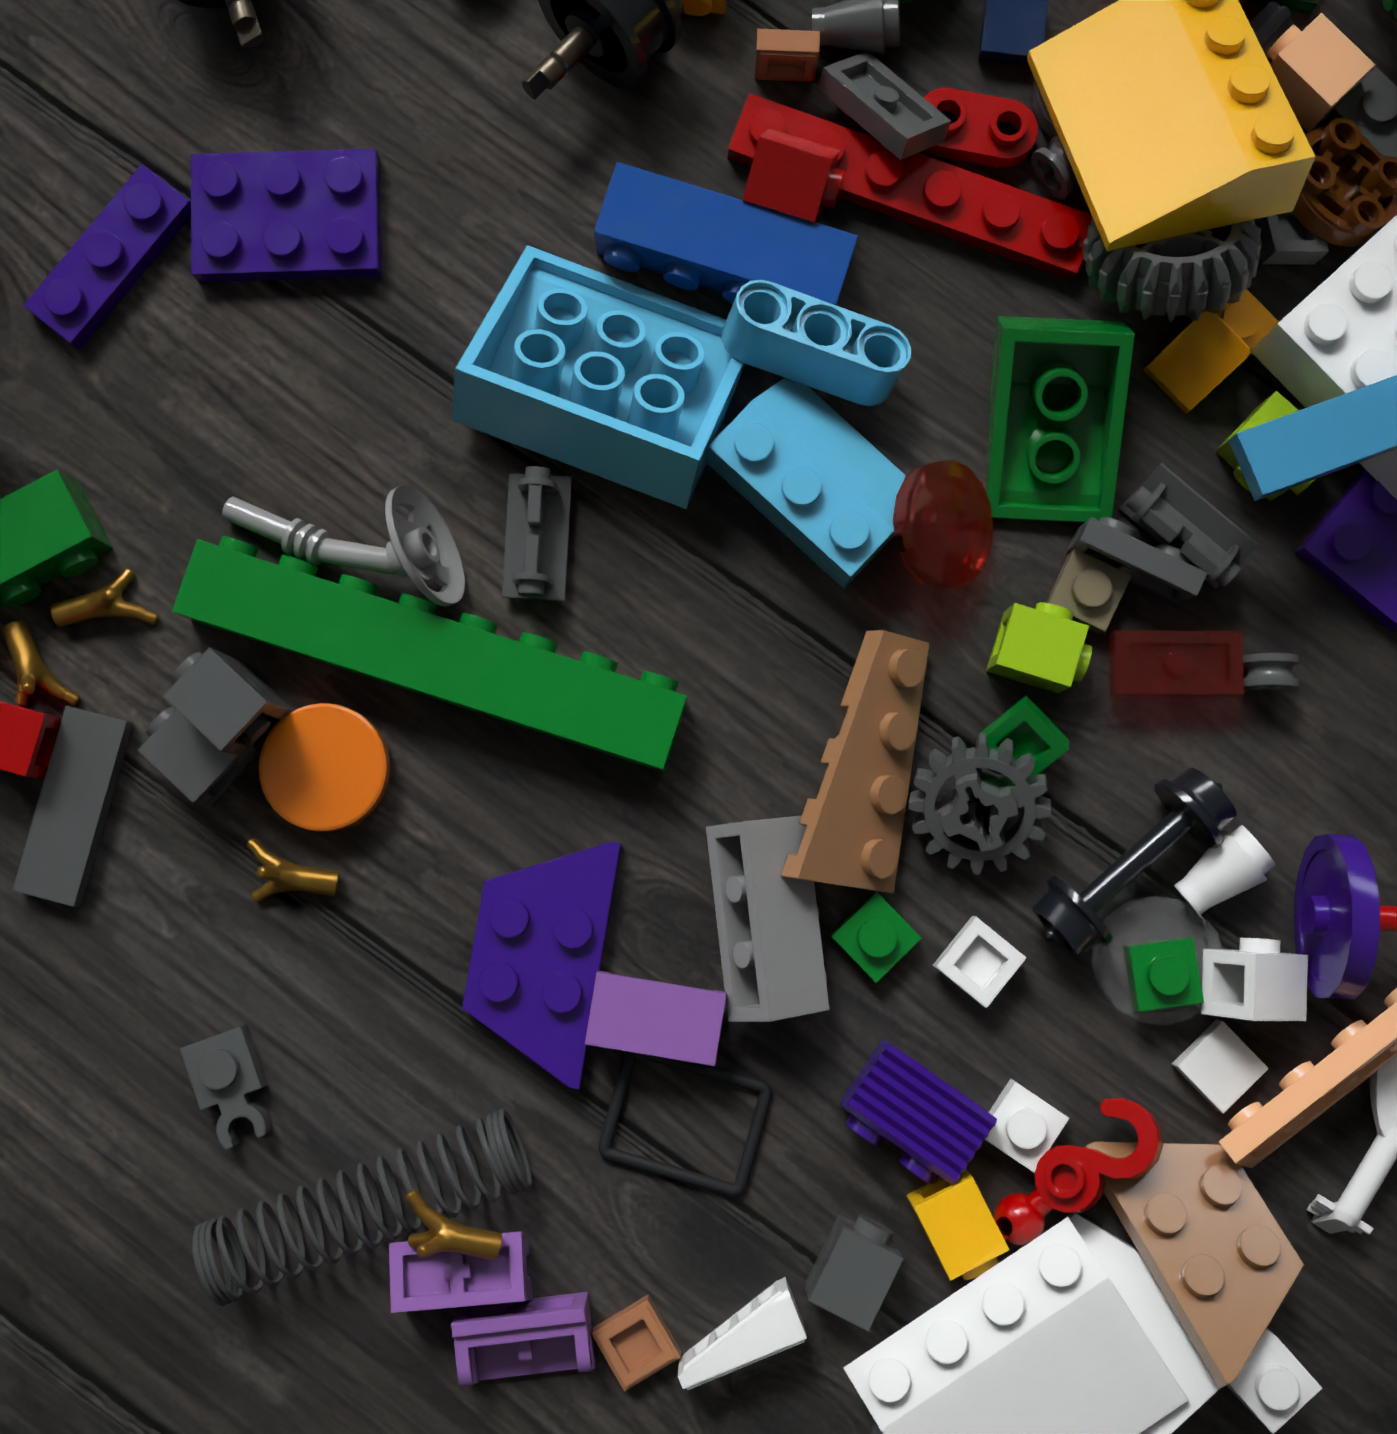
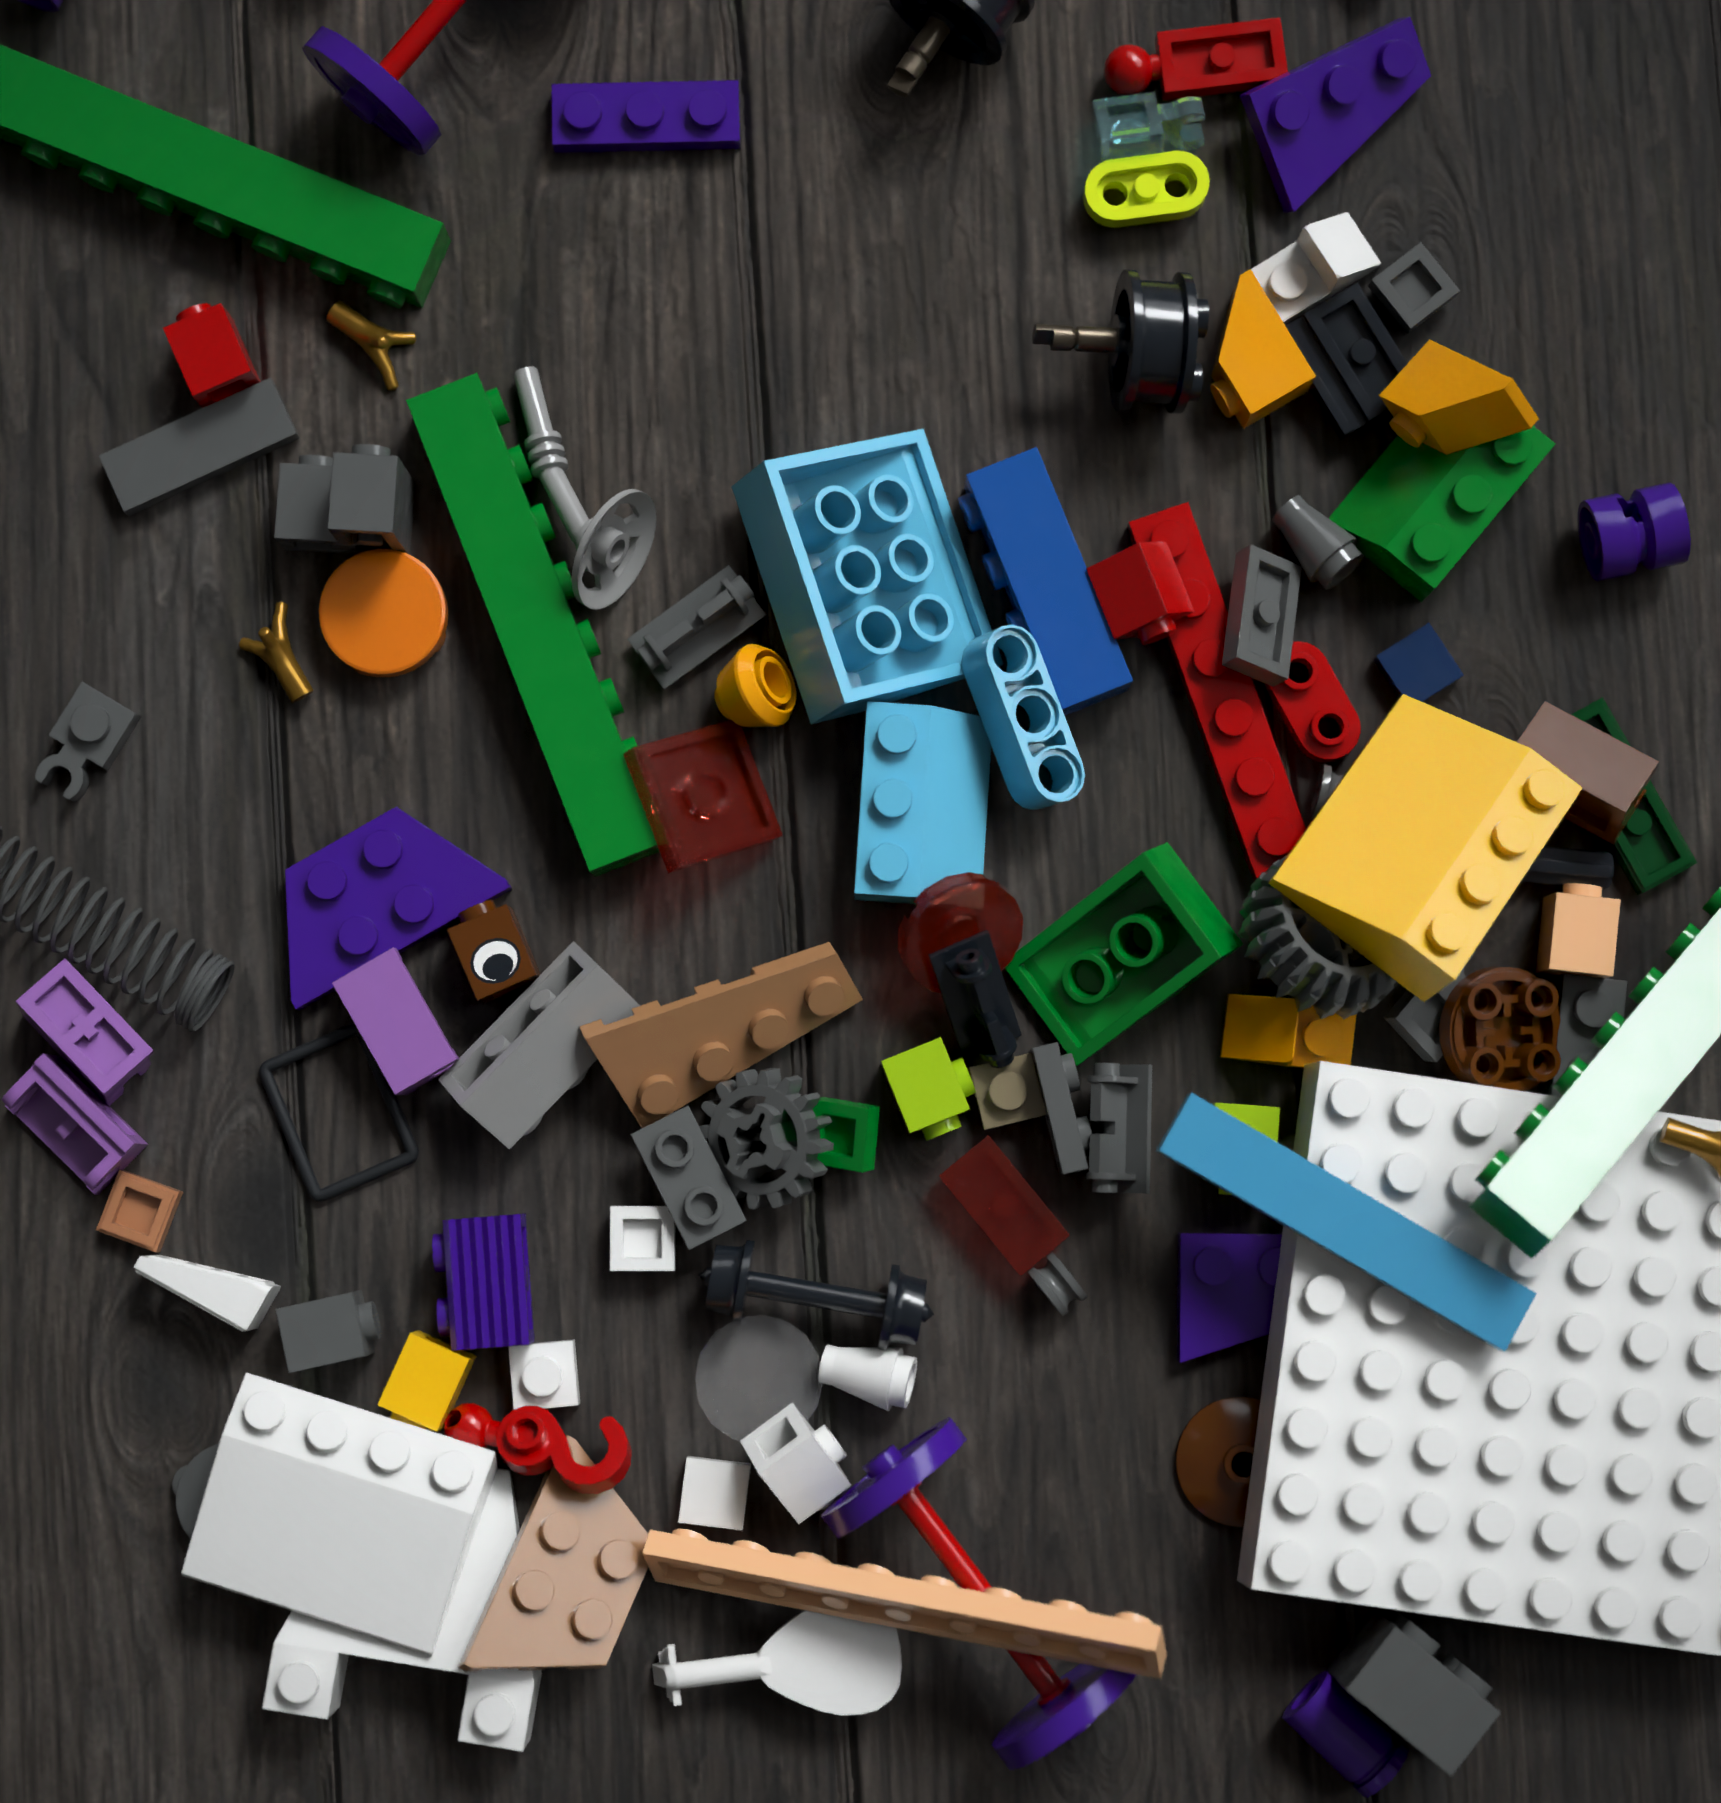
camera: 50 degrees right, 0 degrees up
(30, 667) = (277, 326): pearl gold bar -> none
(286, 215) = (791, 223): dark purple plate -> none
(448, 1235) = (107, 996): pearl gold bar -> none
(623, 529) = (756, 688): none -> light orange cone
(660, 896) = (493, 950): none -> reddish brown brick
(673, 635) = (702, 795): none -> clear red tile
(787, 55) = (1241, 506): nougat tile -> none
(875, 936) = (598, 1143): green plate -> none
(963, 887) = (688, 1177): none -> dark grey hinge
(1005, 554) = (977, 999): none -> black hinge
(1163, 974) = (747, 1387): green plate -> none

